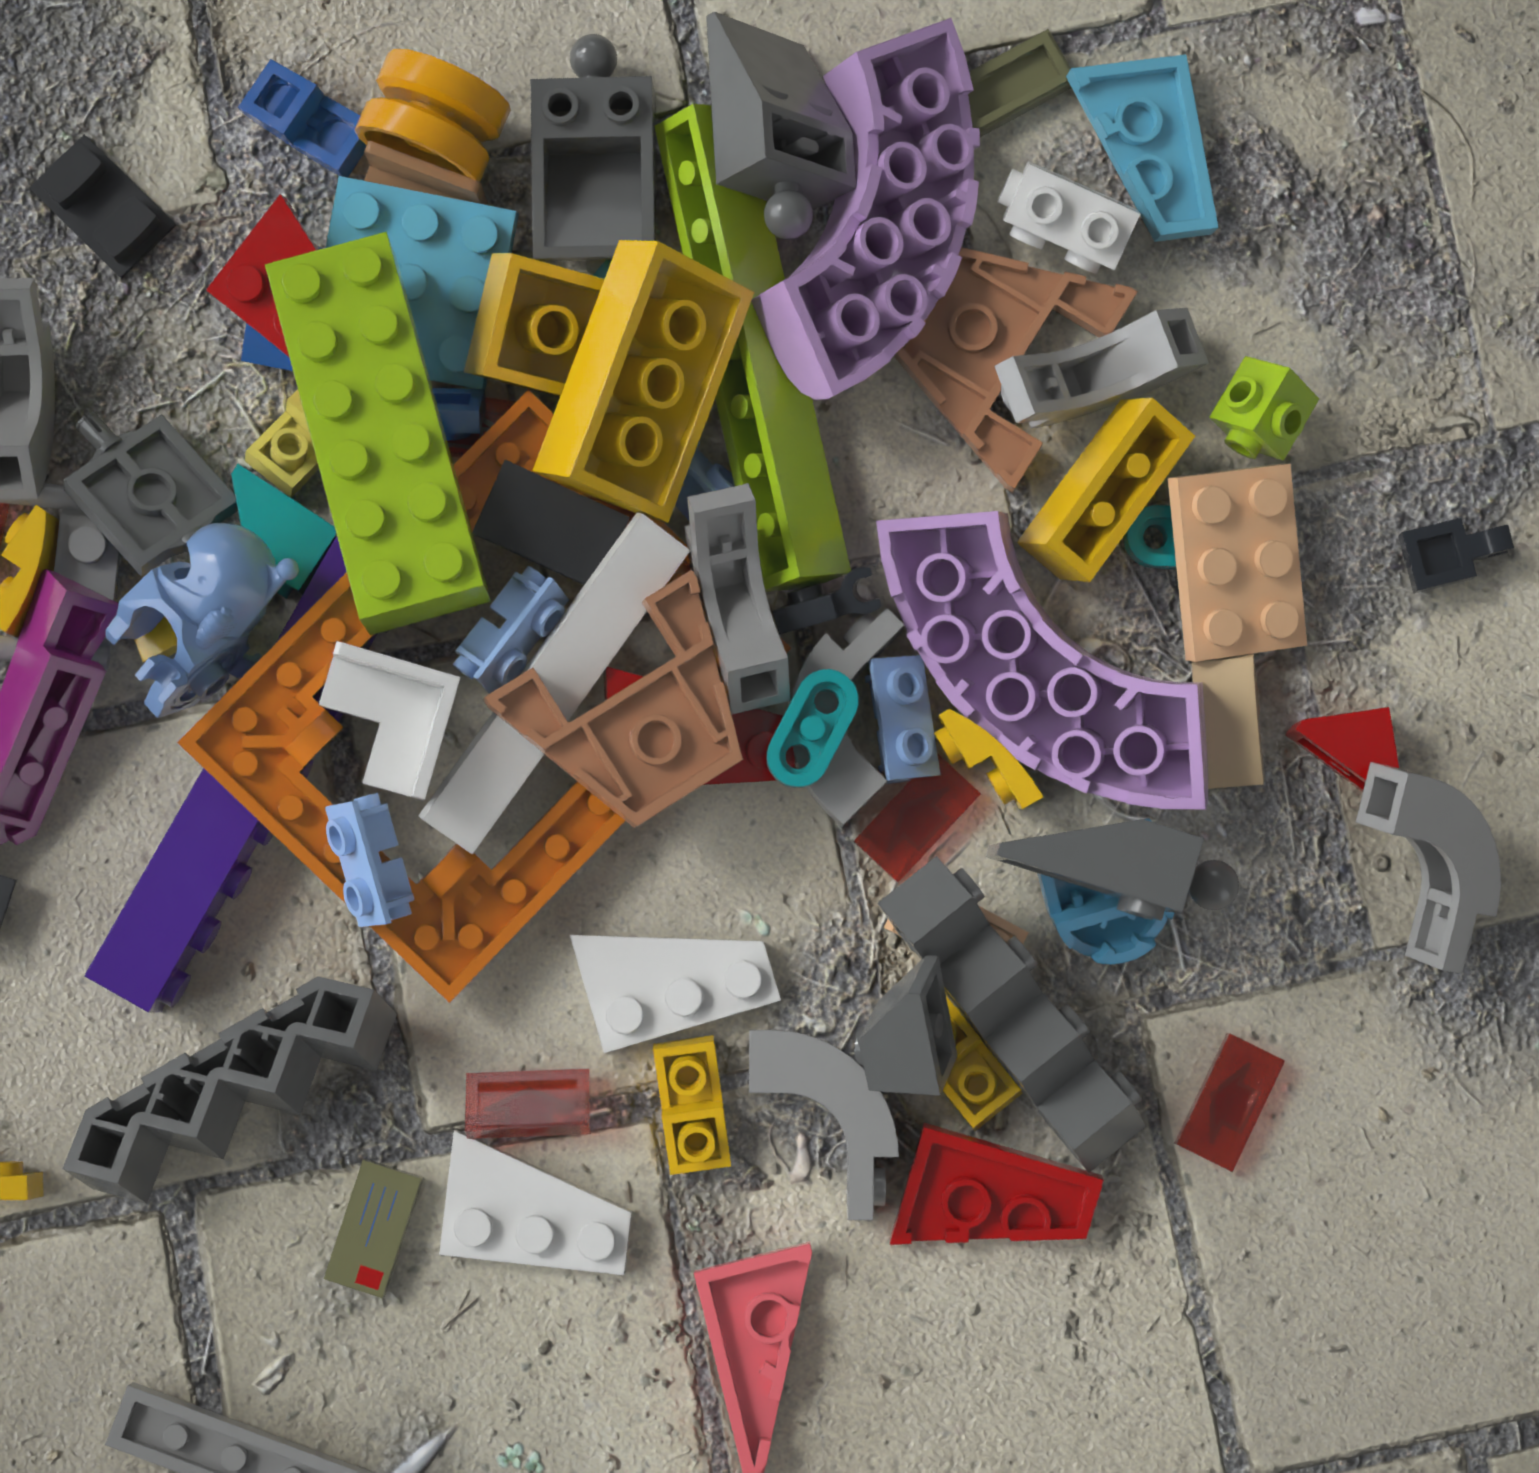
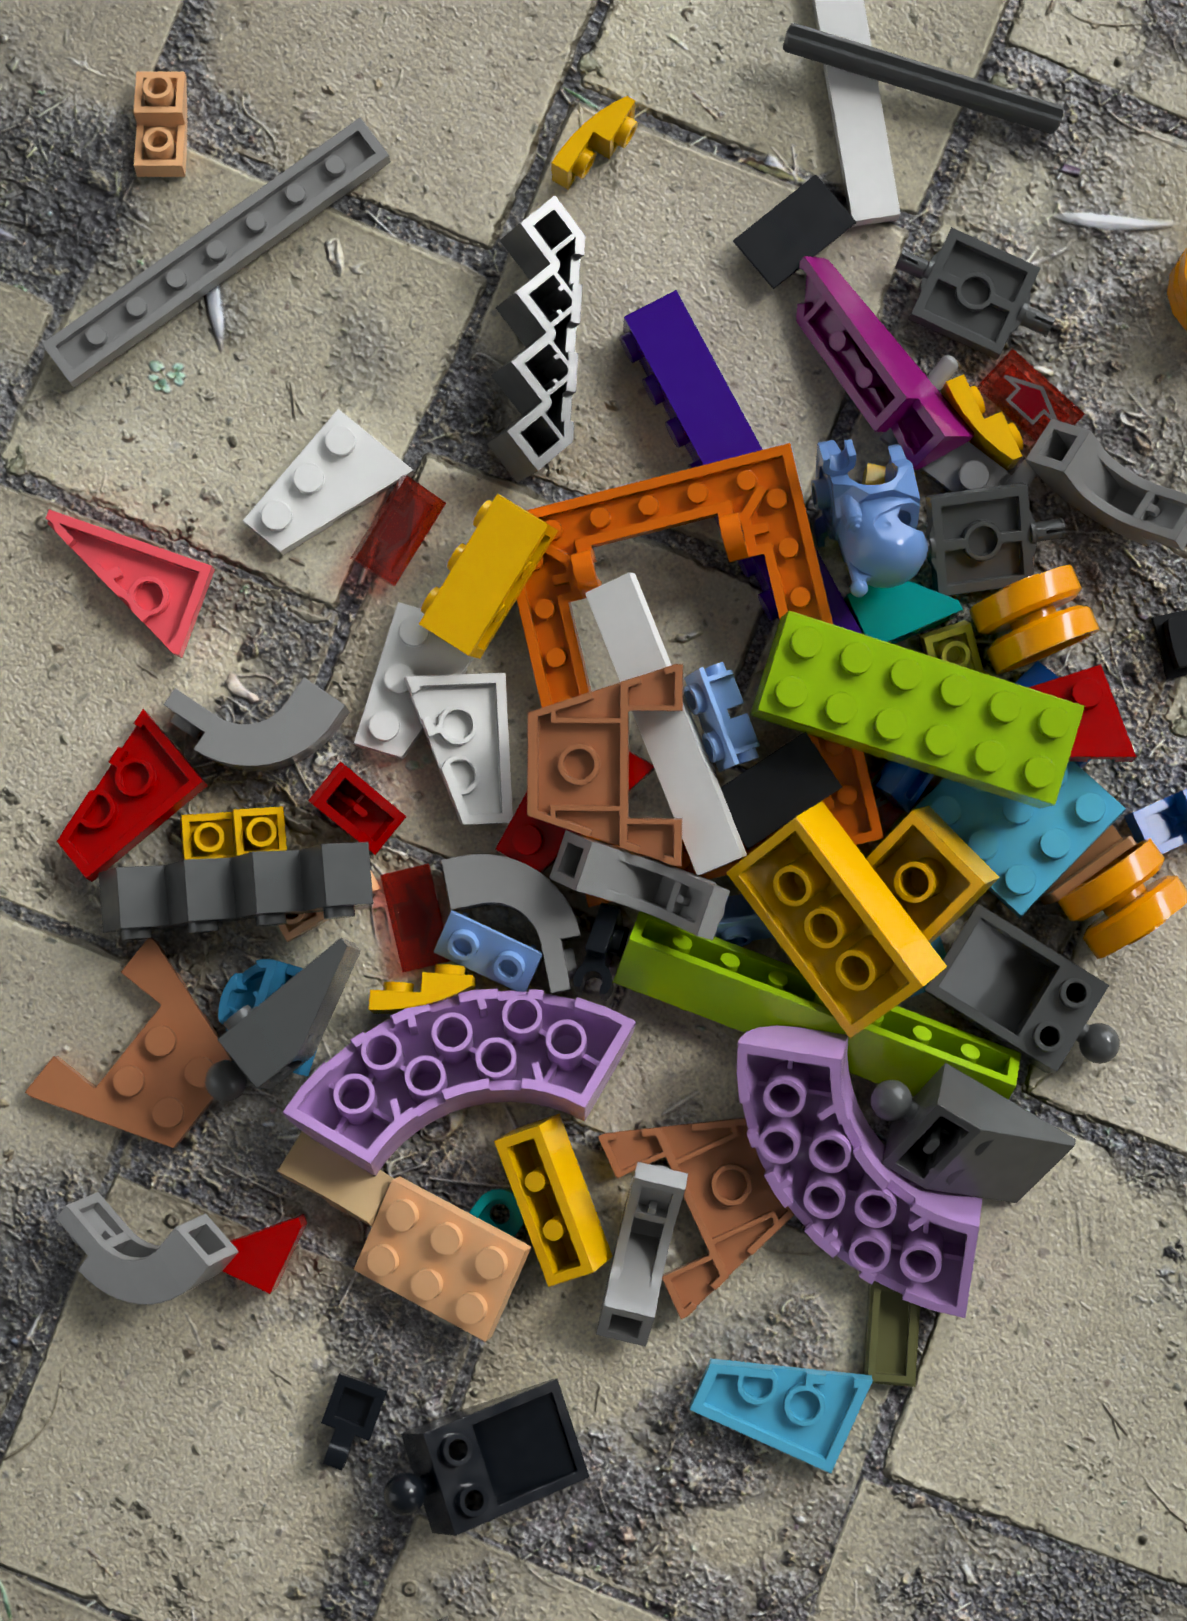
camera: 120 degrees right, 0 degrees up
(198, 390) = (1031, 613): none -> light orange wheel
(372, 889) = (605, 513): light blue hinge -> none
(373, 1228) = (385, 378): olive tile -> none
(408, 704) = (710, 612): white panel -> none
(519, 971) = (486, 576): none -> yellow brick
(691, 1105) = (325, 638): yellow slope -> none
(701, 880) = (470, 741): none -> white wing
(811, 729) = (519, 879): teal plate -> none
(846, 948) = (357, 807): none -> red slope
(909, 1035) = (266, 807): dark grey slope -> none
(1067, 214) = (767, 1305): white brick -> none
(1229, 1102) = (81, 1002): clear red tile -> none
(1249, 968) = (160, 1077): none -> nougat wing
(1263, 409) = (537, 1351): lime brick -> none
(1403, 391) = (499, 1460): none -> black slope

